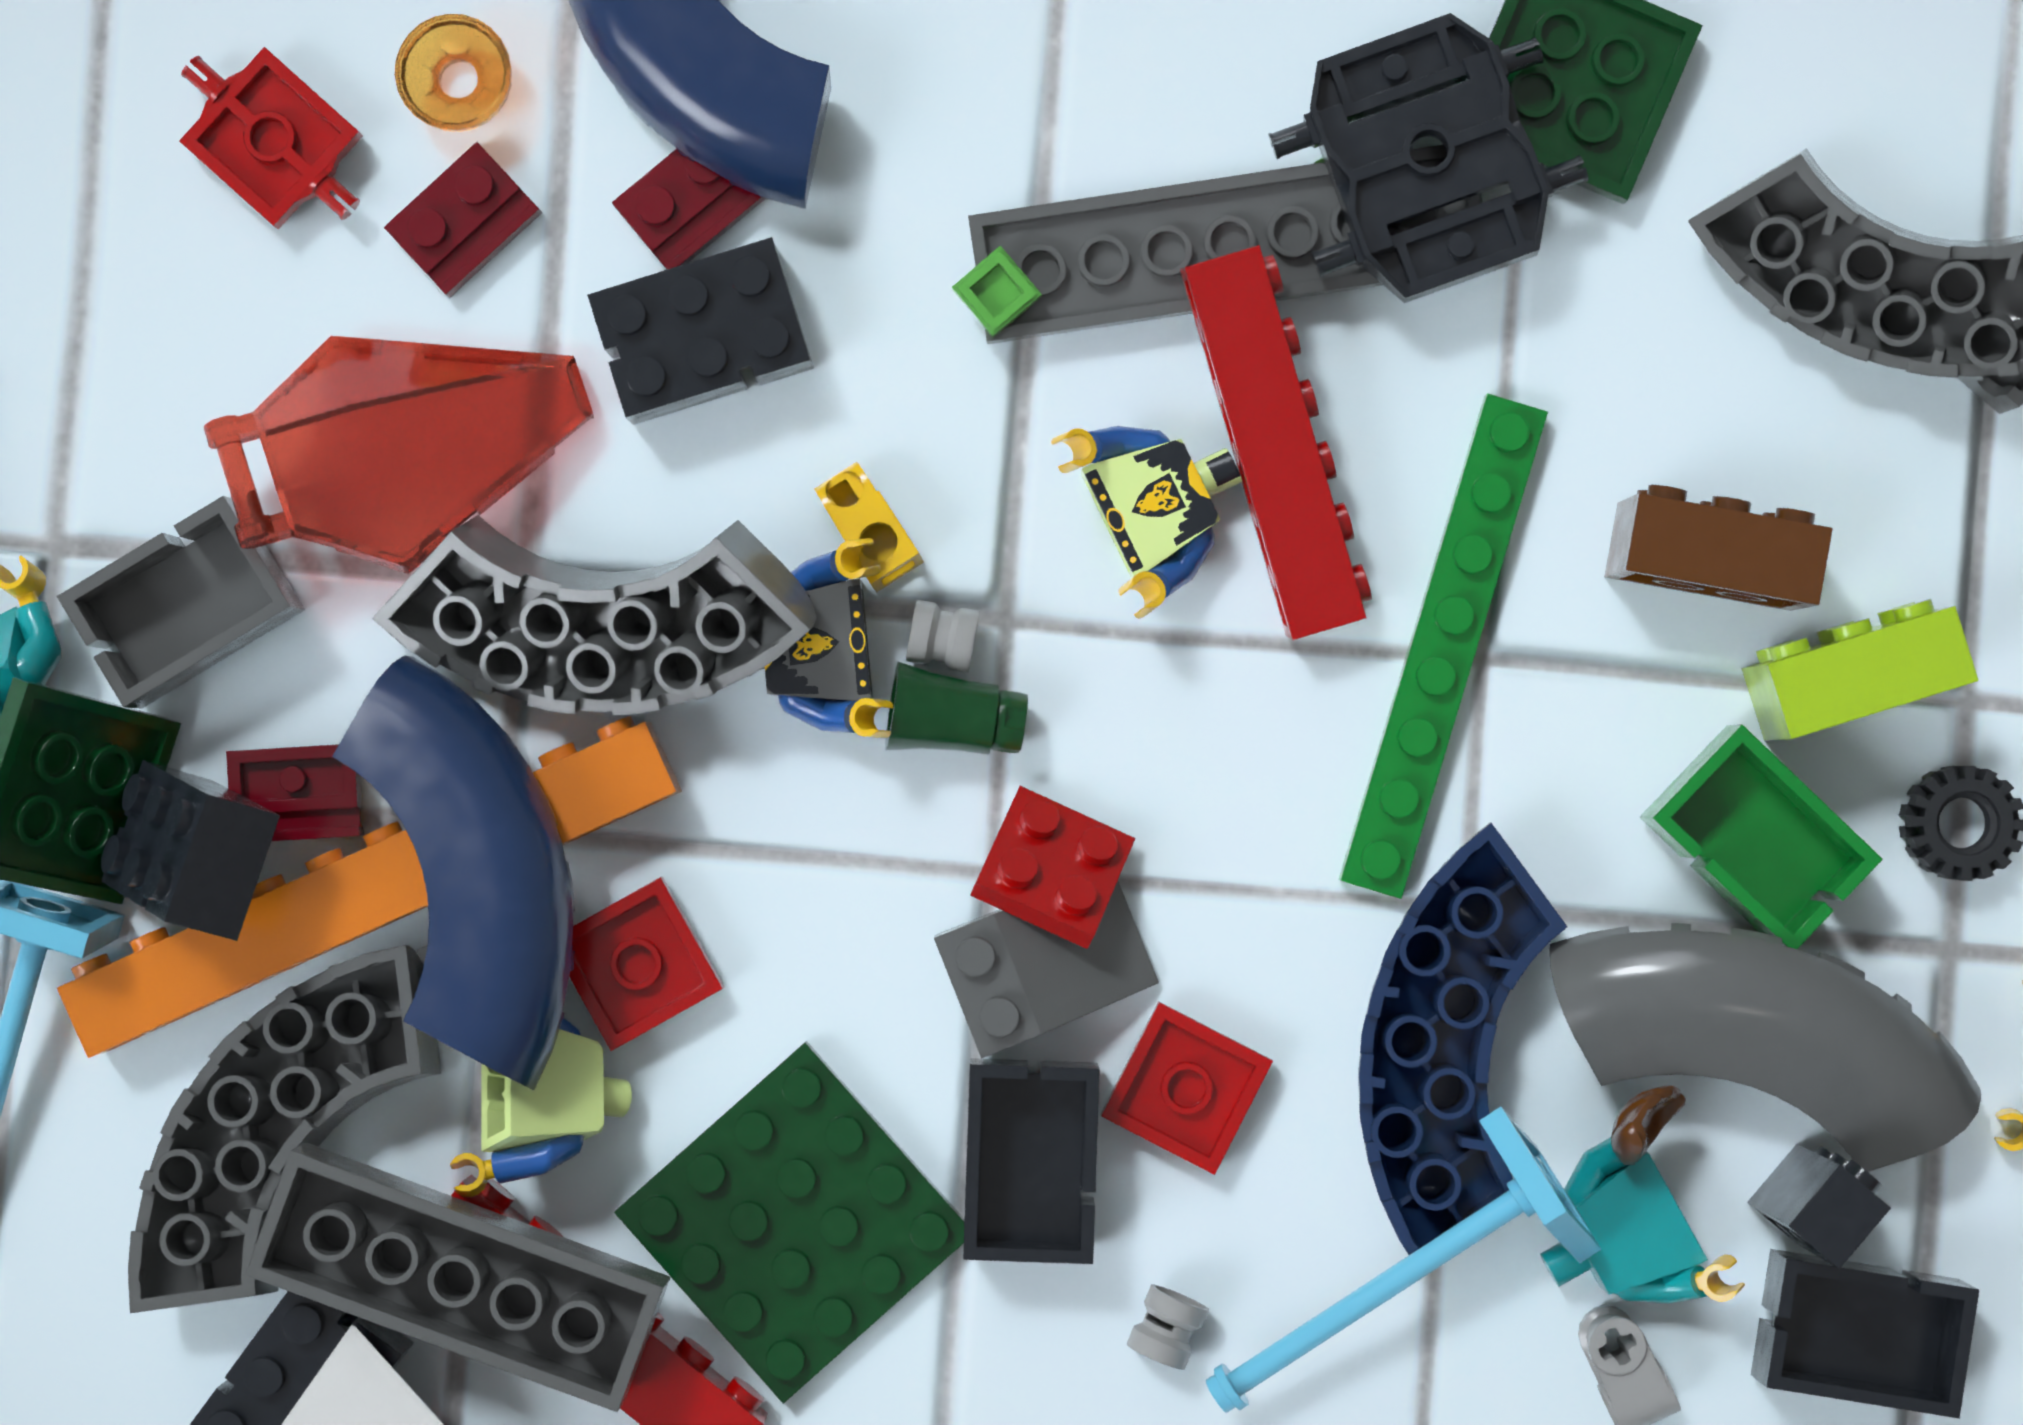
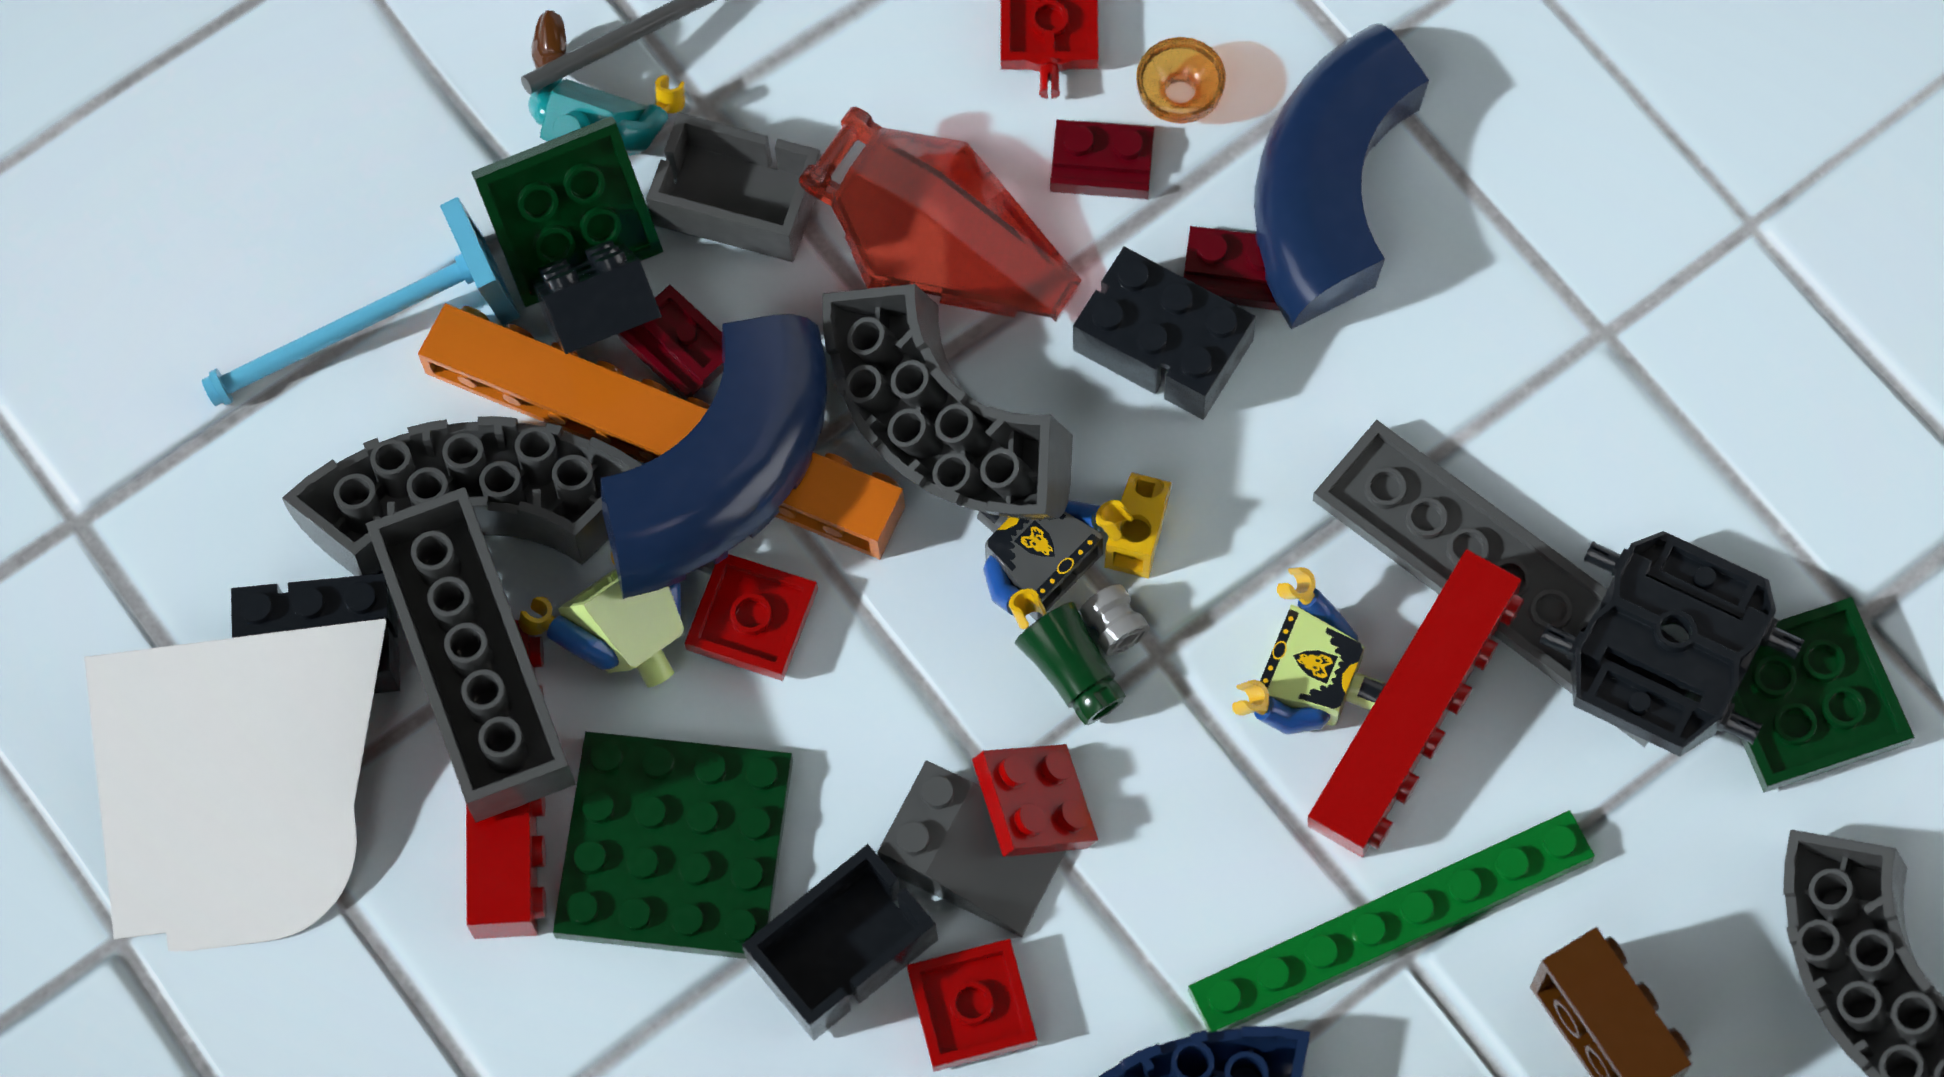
camera: 55 degrees right, 20 degrees down
(996, 291) = (1347, 470): bright green tile -> none

